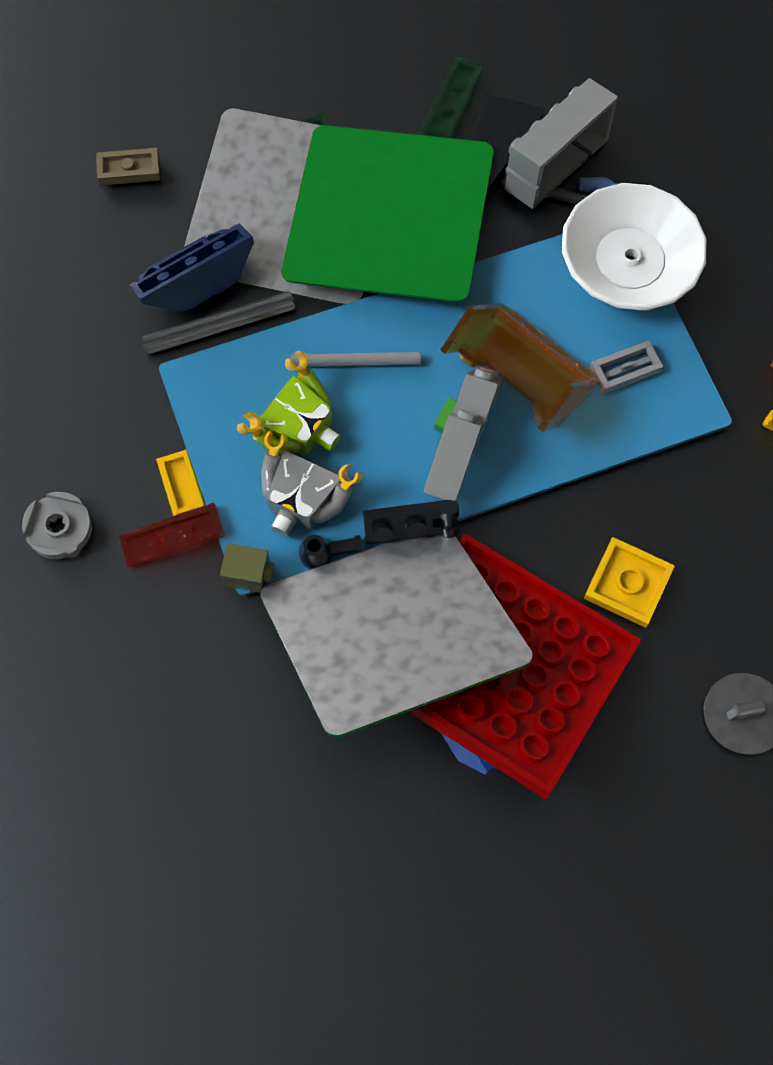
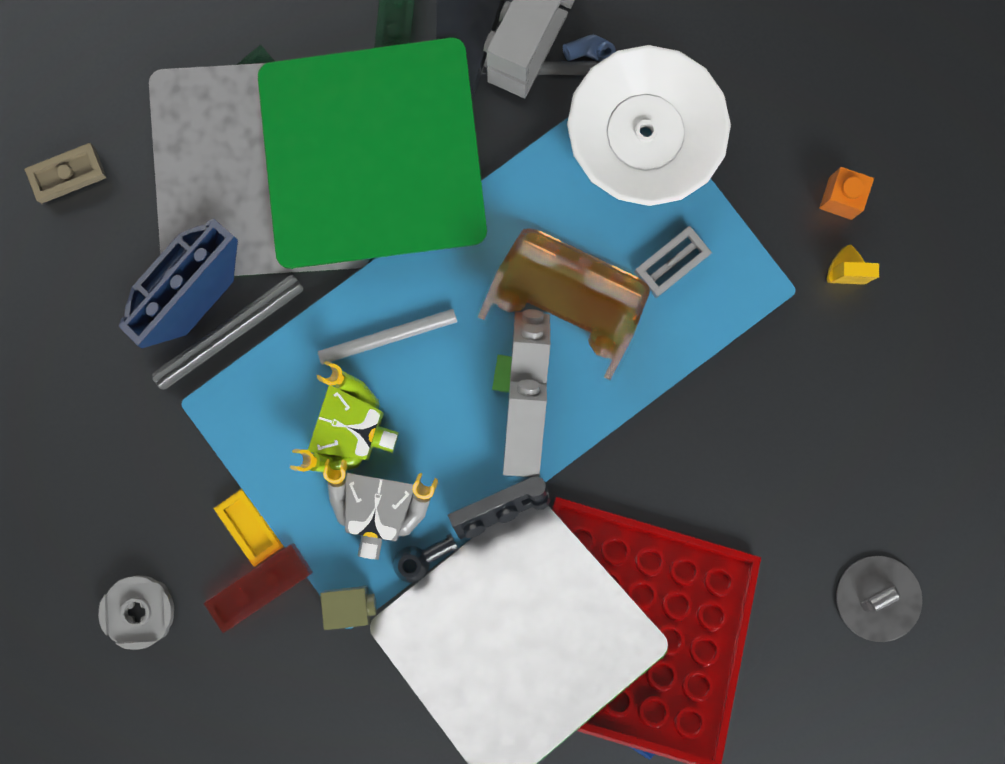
camera: 25 degrees left, 15 degrees up
(629, 582) = (734, 498): yellow plate -> none

